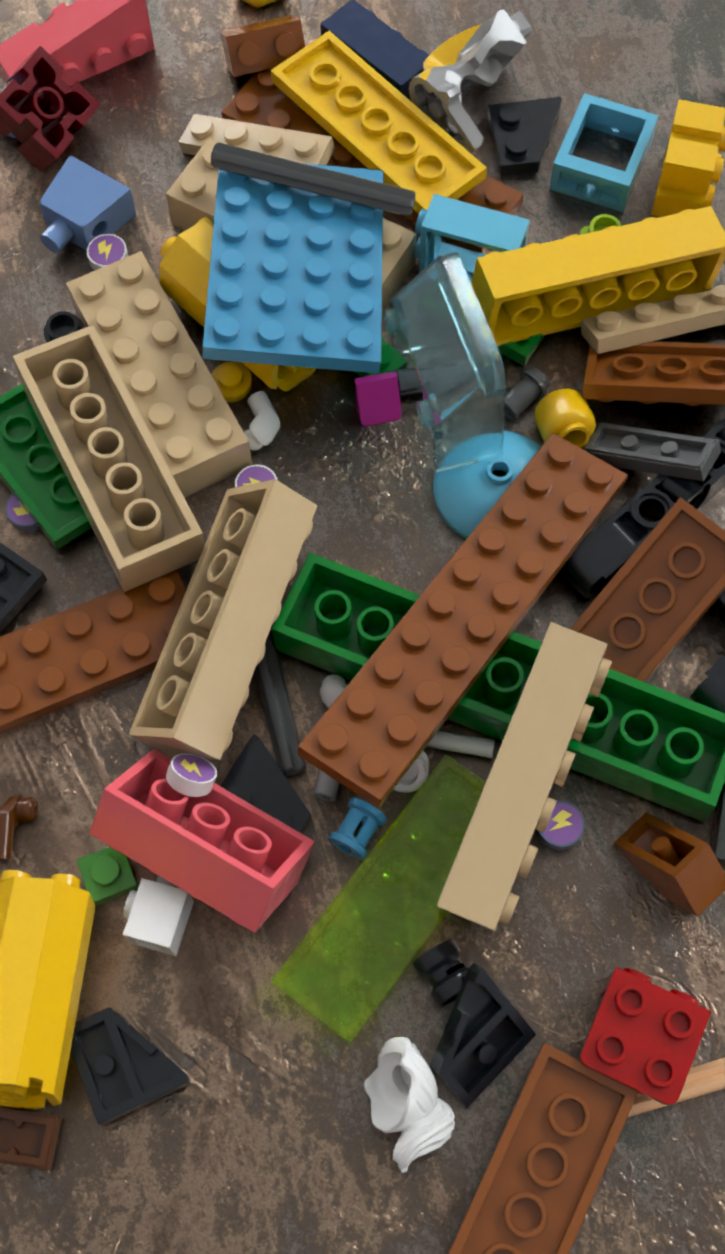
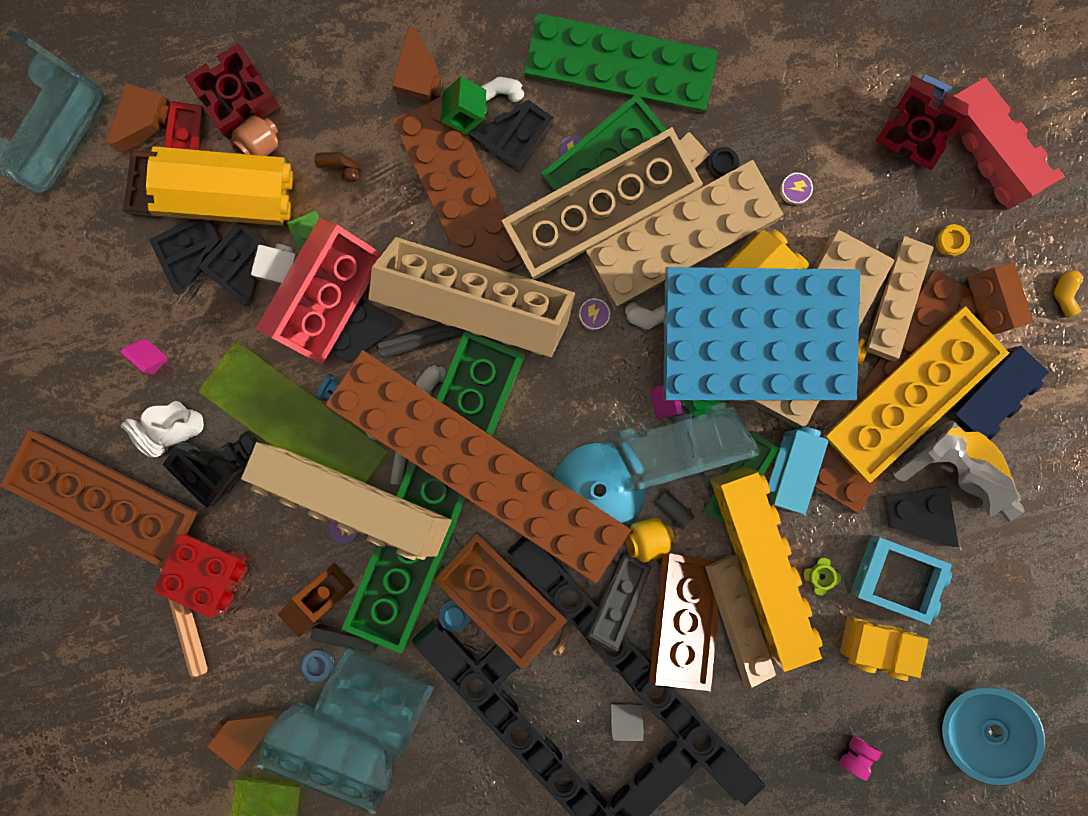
camera: 85 degrees right, 20 degrees up
(83, 206) = (836, 165): medium blue torso -> none
(147, 983) = (233, 261): none -> black wing
(187, 98) = (952, 240): none -> yellow tile
(191, 775) = (357, 280): tile -> none
(290, 1137) = (144, 356): none -> dark pink slope
(313, 179) = (832, 343): dark grey axle -> none
(682, 670) = (453, 617): none -> dark azure plate

